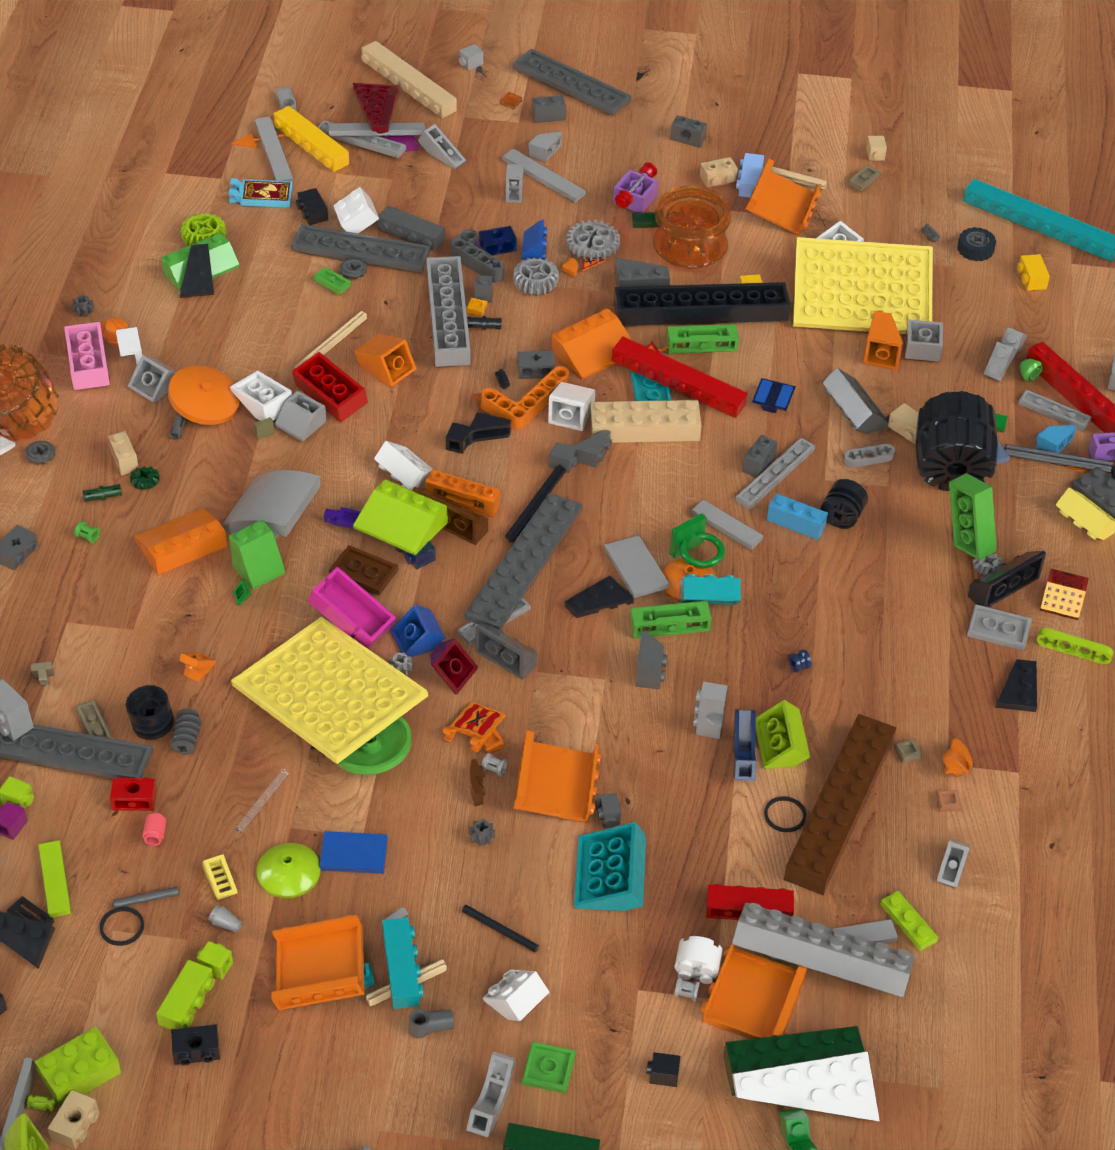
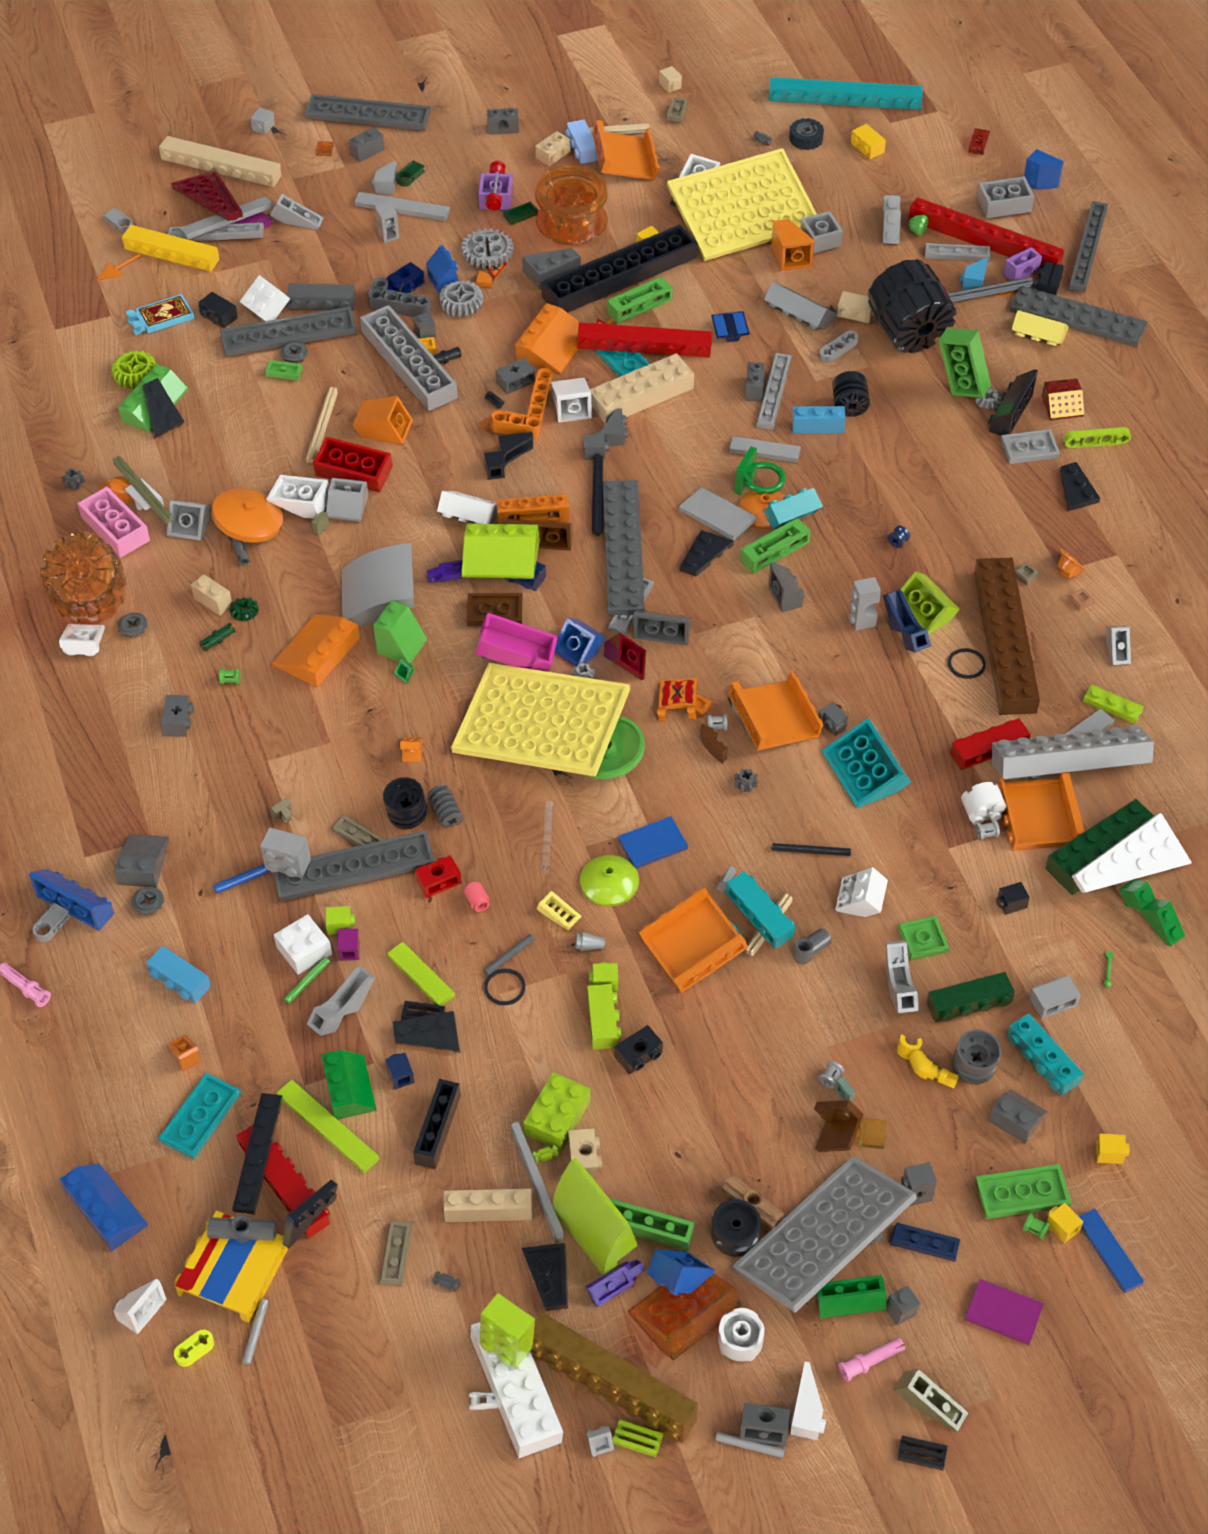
camera: 25 degrees left, 5 degrees up
(128, 337) = (143, 490): none -> olive axle
(273, 149) = (142, 271): light grey tile -> none
(573, 148) = (411, 171): none -> dark green piece

